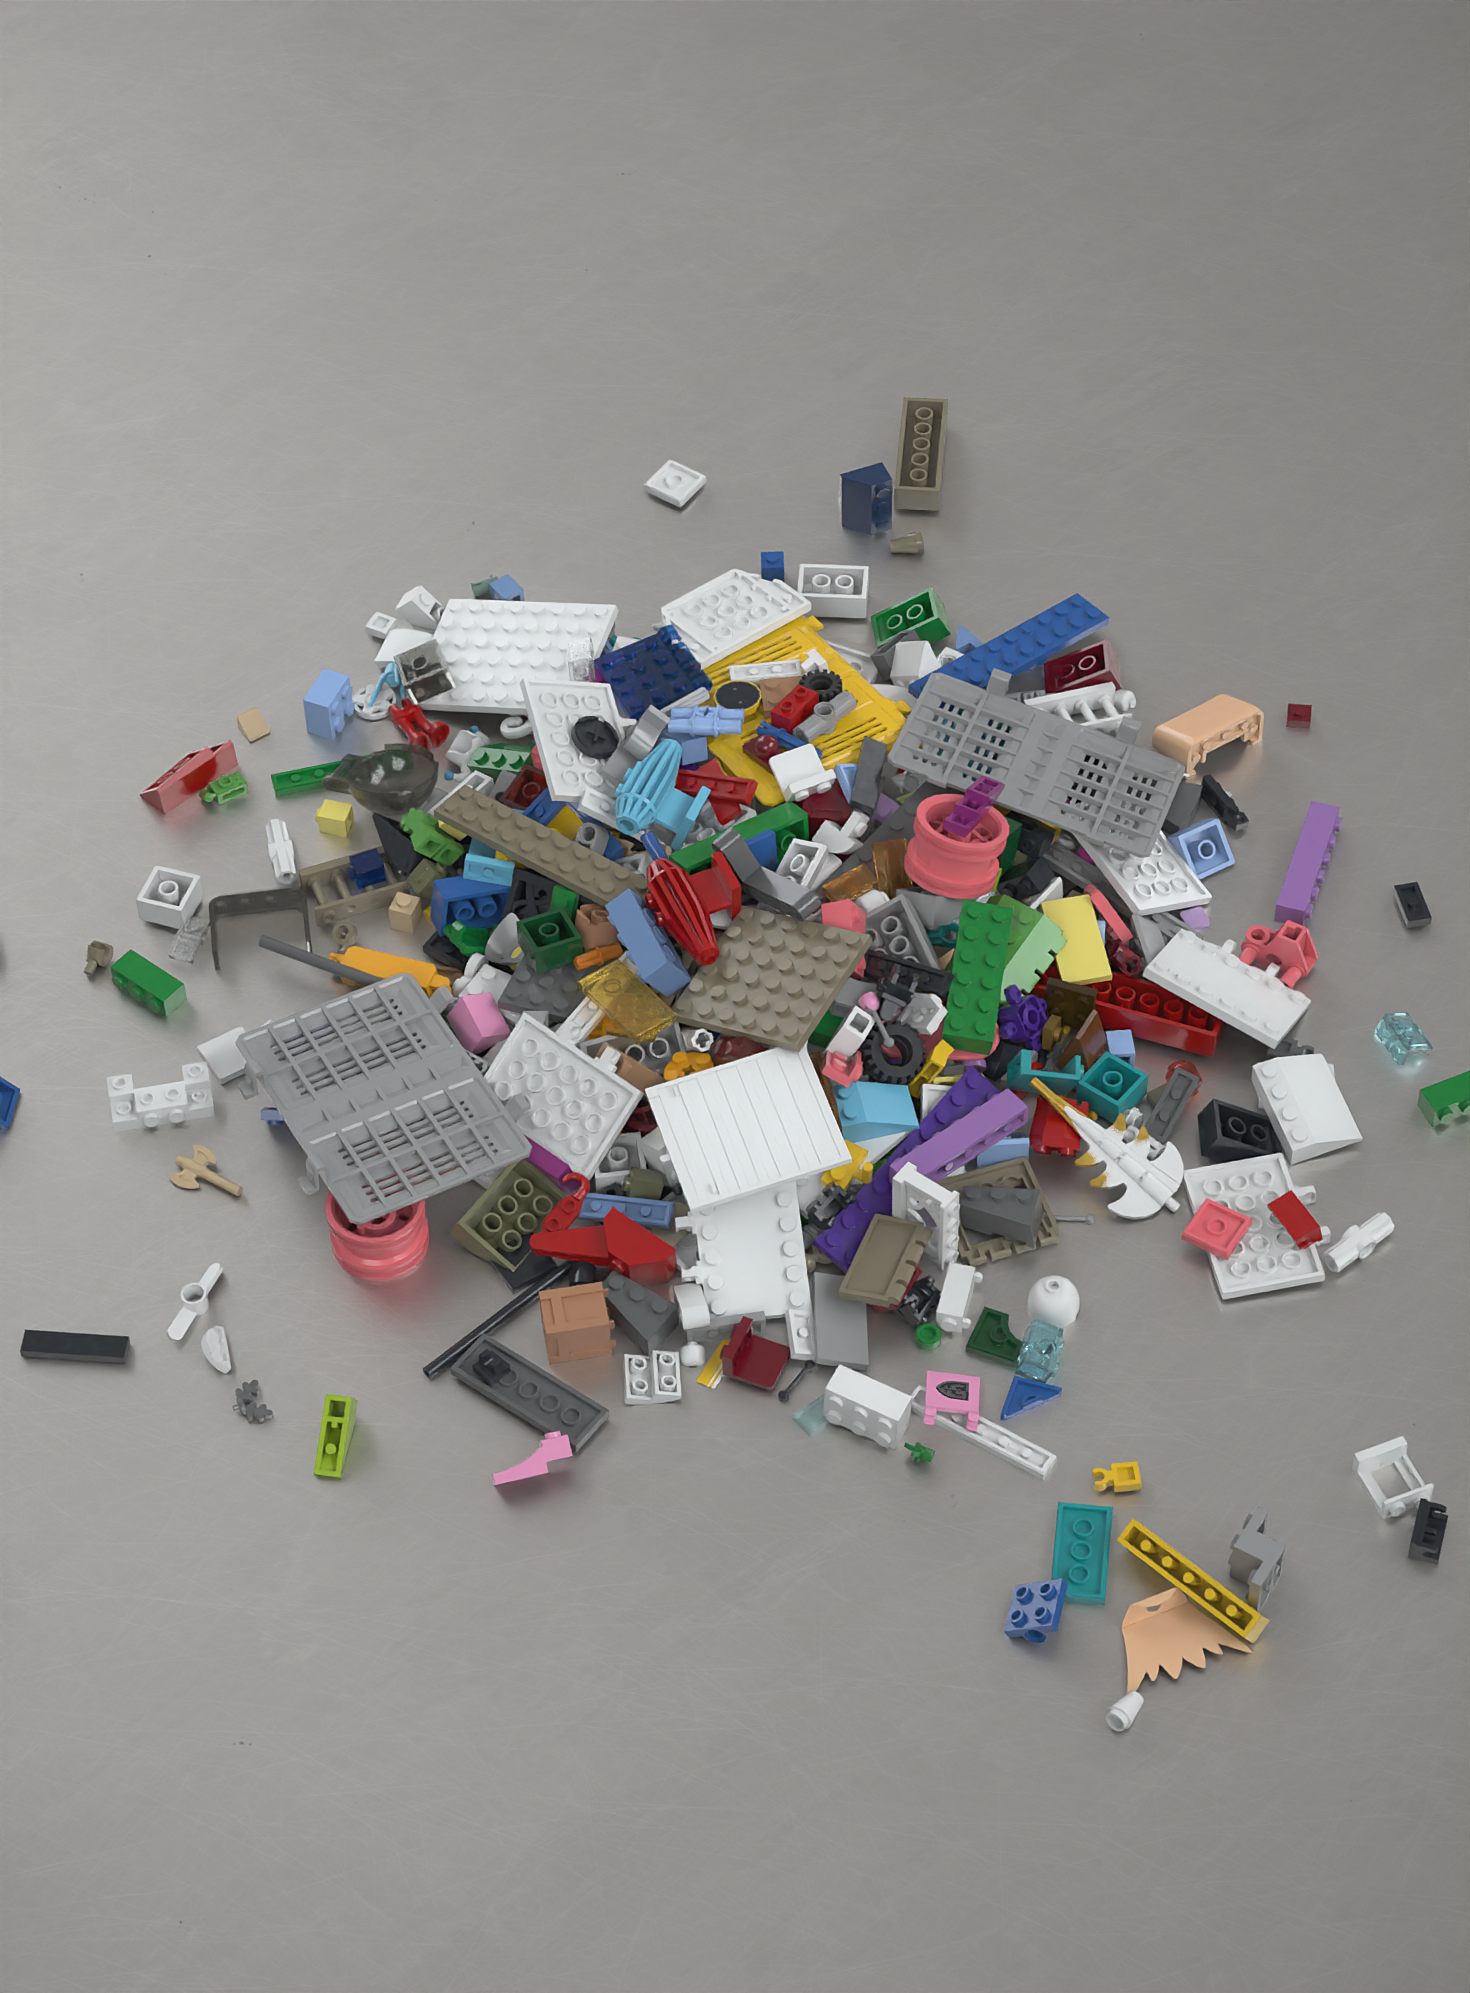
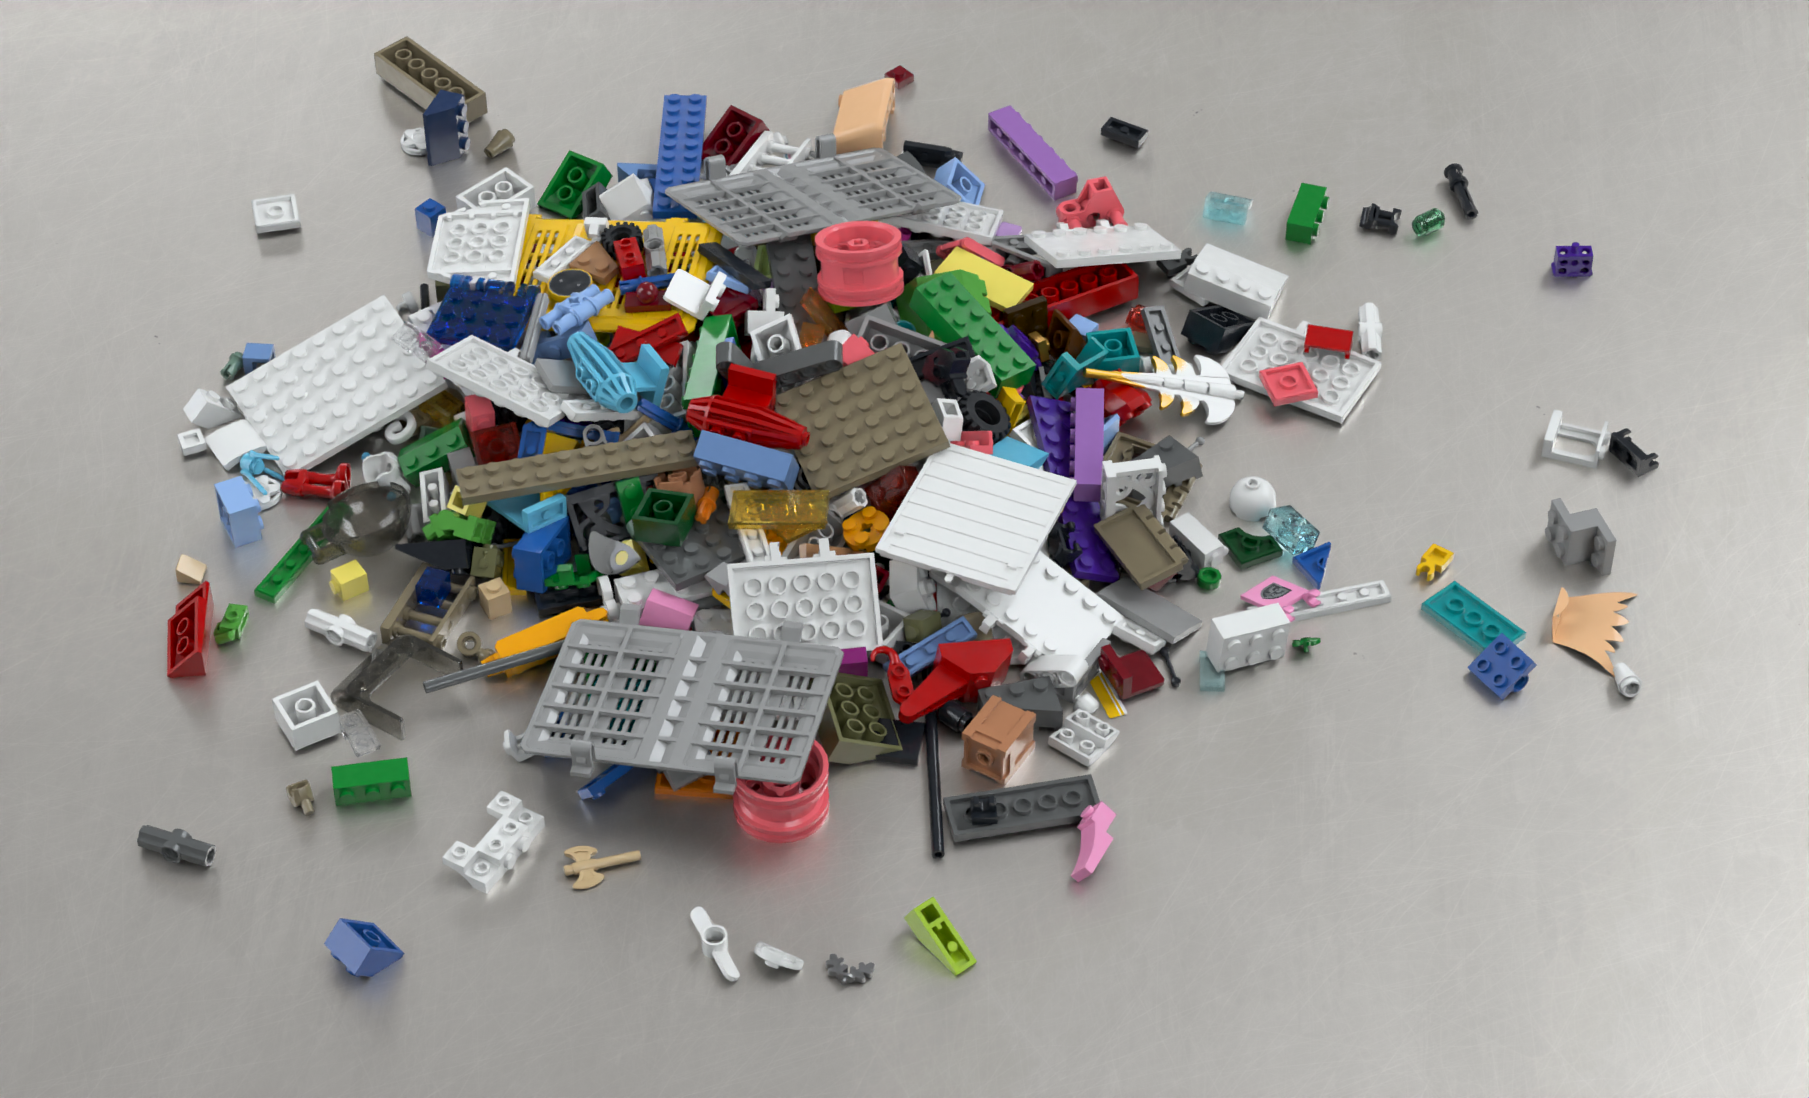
camera: 50 degrees left, 5 degrees down
(75, 1346) = (672, 1041): black tile -> none
(224, 1056) = (499, 775): white tile -> none
(424, 671) = (290, 436): clear smoke brick -> none
(595, 737) = (517, 370): black tile -> none
(645, 733) = (548, 344): light grey tile -> none
(870, 1003) = (943, 391): hinge -> none
(974, 806) = (851, 224): magenta slope -> none
(1193, 1580) = (1572, 576): yellow brick -> none

